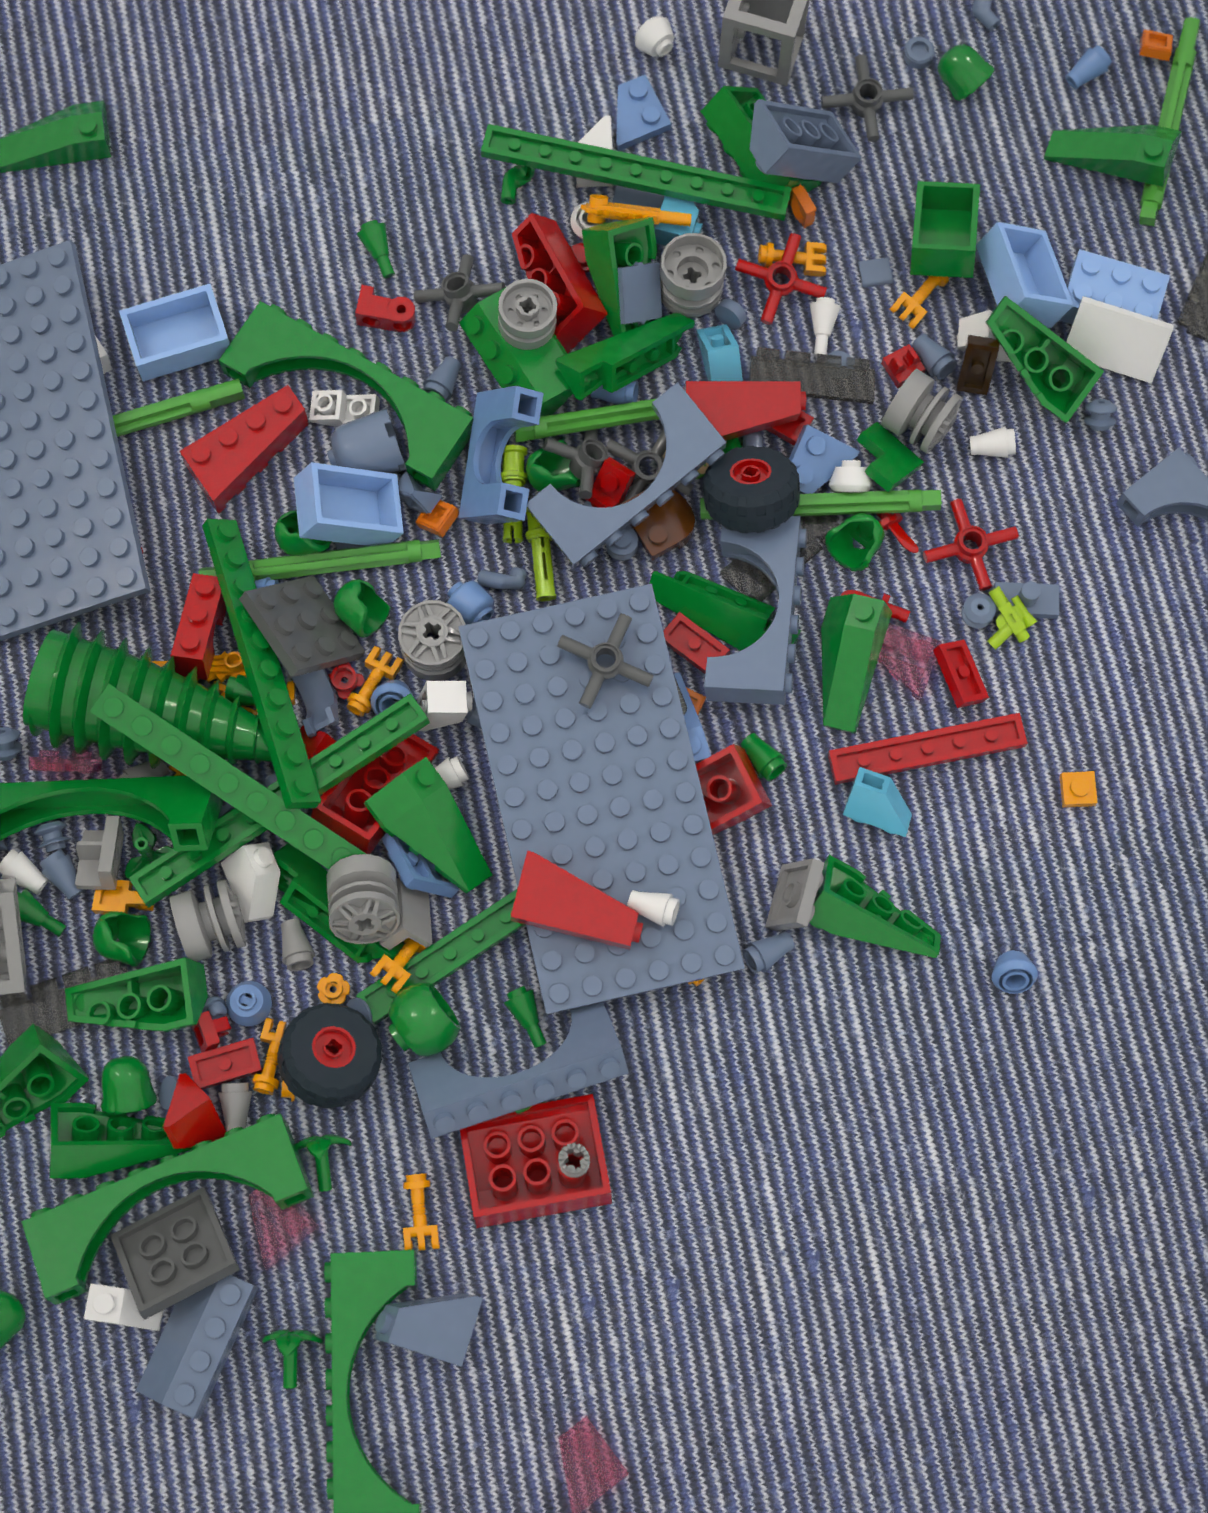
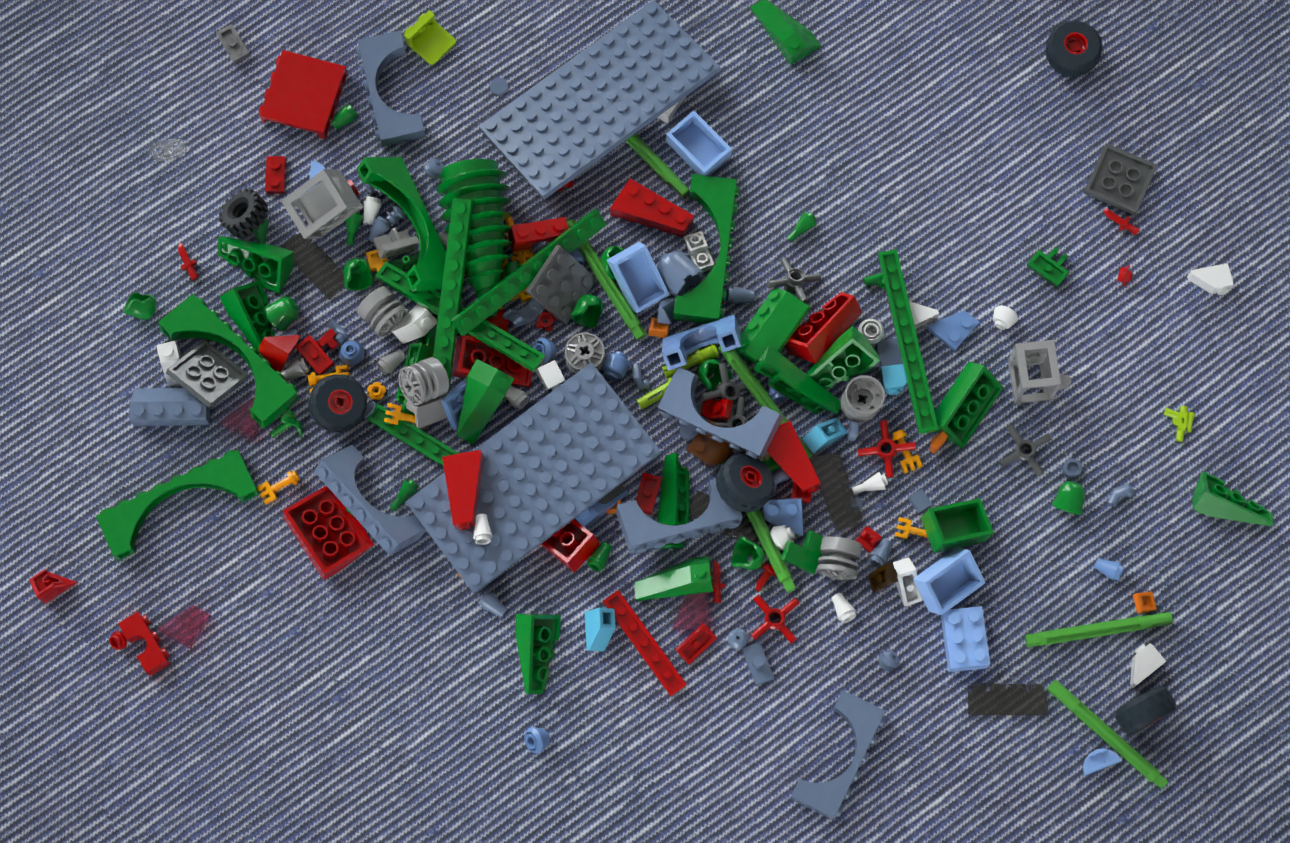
camera: 70 degrees right, 0 degrees up
(51, 761) = (433, 198): clear pink wing -> none
(145, 999) = (328, 300): green wedge -> none
(288, 1345) = (183, 450): green plant -> none
(359, 703) = (561, 336): light orange hinge -> none
(384, 312) = (766, 252): red leg -> none
(422, 1020) = (376, 441): green wheel -> none
(431, 1326) = (221, 515): sand blue slope -> none
(527, 314) = (791, 310): light grey wheel -> none
(578, 1151) = (331, 542): light grey bush -> none
(600, 209) = (875, 332): light orange piece -> none
(600, 673) = (602, 437): dark grey bar -> none
(639, 292) = (835, 374): sand blue piece -> none
(795, 895) = (533, 603): light grey plate -> none
(800, 142) = (967, 421): sand blue slope -> none
(1010, 620) = (740, 659): lime piece -> none
(1048, 364) = (900, 612): green wedge -> none
(1078, 789) = (658, 735): light orange plate -> none
(1119, 339) = (937, 650): white tile -> none
(1122, 151) = (1062, 608): green wedge -> none

